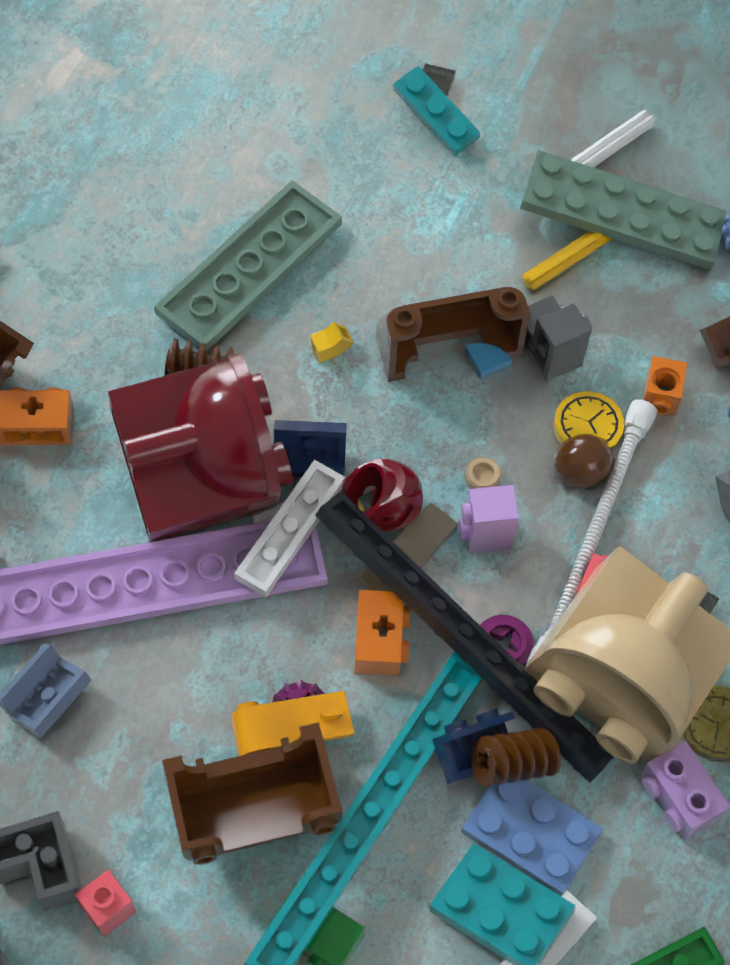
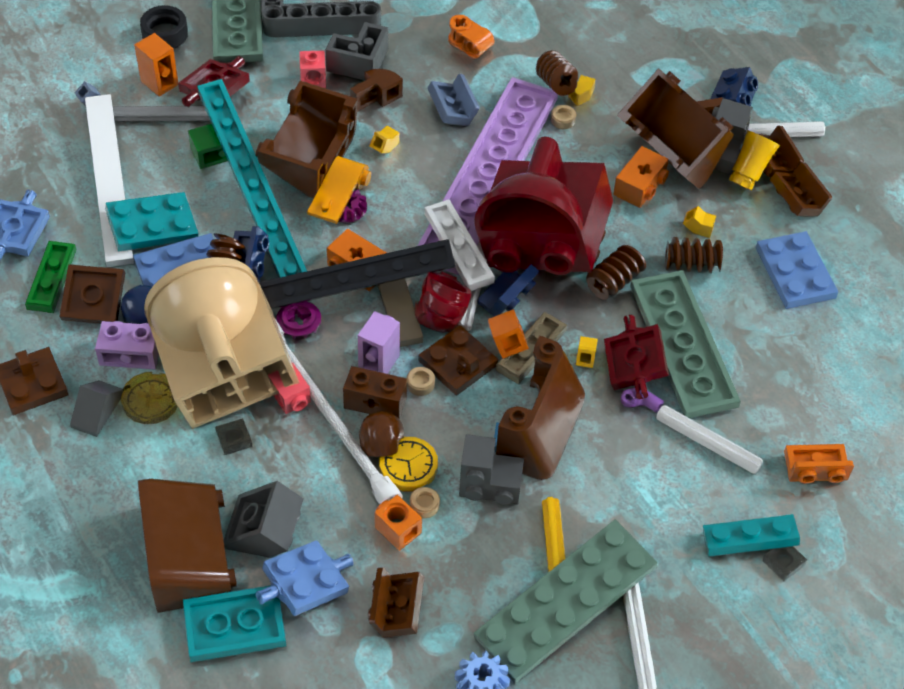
camera: 125 degrees right, 10 degrees down
(62, 329) = (699, 222): none -> yellow piece
(66, 218) = (796, 270): none -> medium blue plate
(77, 799) = (379, 86): none -> reddish brown brick
(124, 306) = (694, 254): none -> reddish brown piece
(167, 732) = (385, 140): none -> yellow piece
(308, 288) = (636, 357): none -> dark red plate
(315, 93) = (817, 463): none -> orange bracket
(346, 271) = (629, 399): none -> medium lavender arm
(351, 193) = (709, 439): none -> white axle
(358, 399) = (520, 364): none -> dark tan tile
(371, 415) = (508, 334): none -> orange brick
(433, 452) = (458, 360): none -> reddish brown hinge
(542, 495) = (374, 391): none -> reddish brown brick
(617, 385) = (425, 502): none -> tan tile
(624, 819) = (133, 304): none -> dark blue hair
(657, 884) = (92, 294): none -> reddish brown hinge

